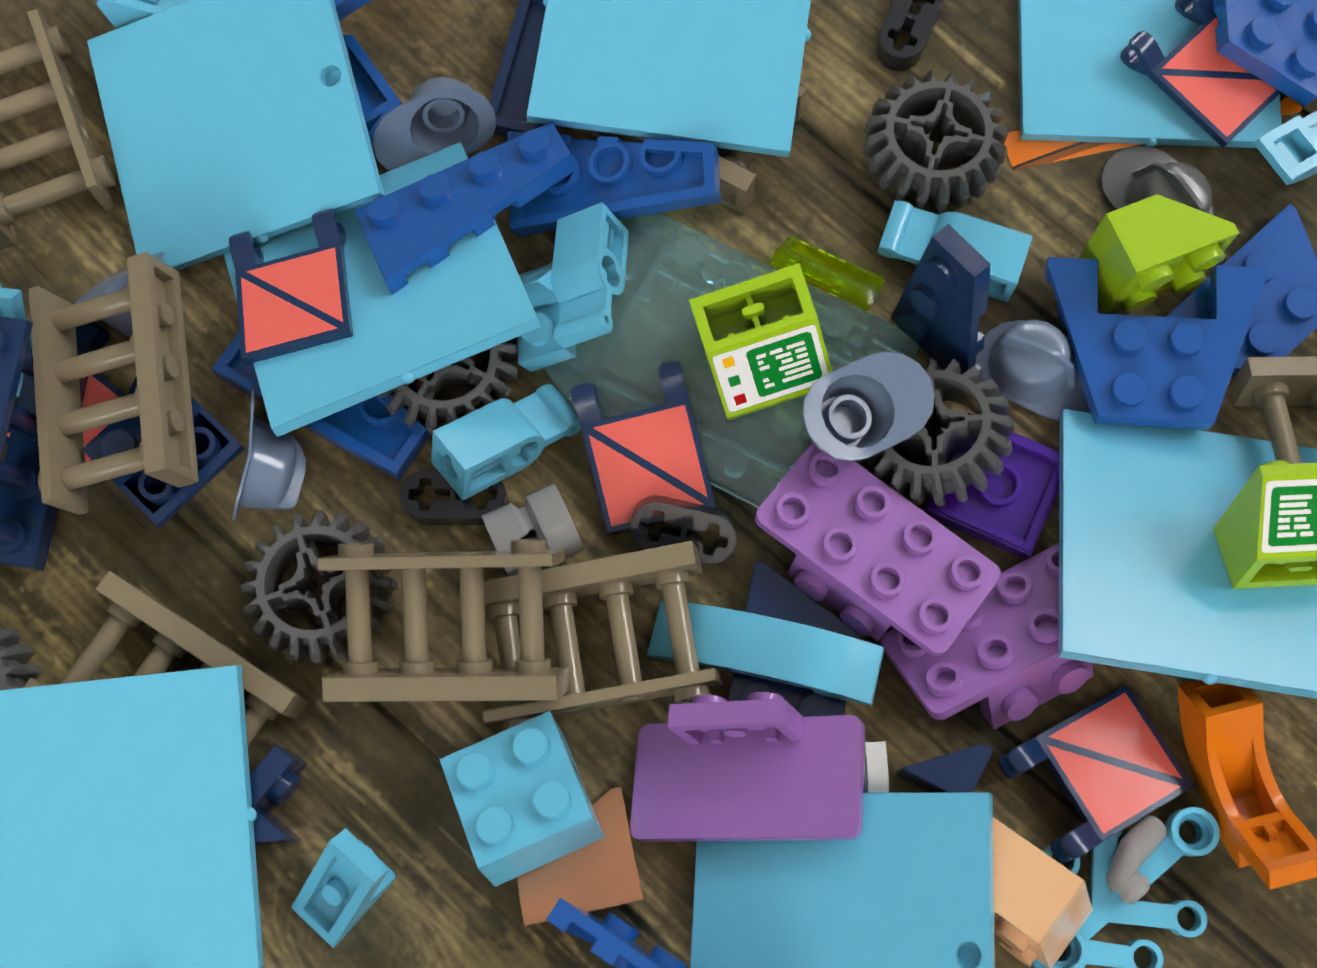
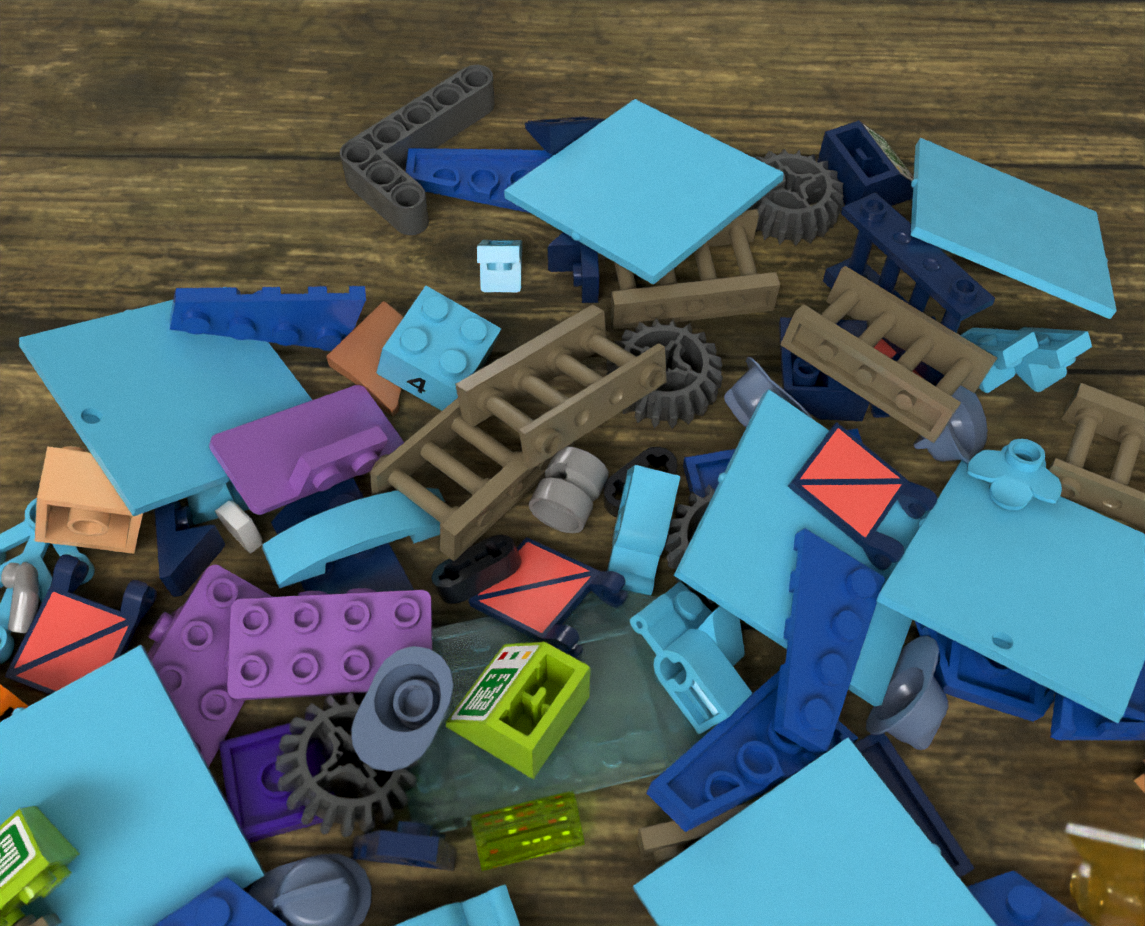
camera: 135 degrees right, 15 degrees down
(139, 207) = (1016, 474): none -> medium azure plate

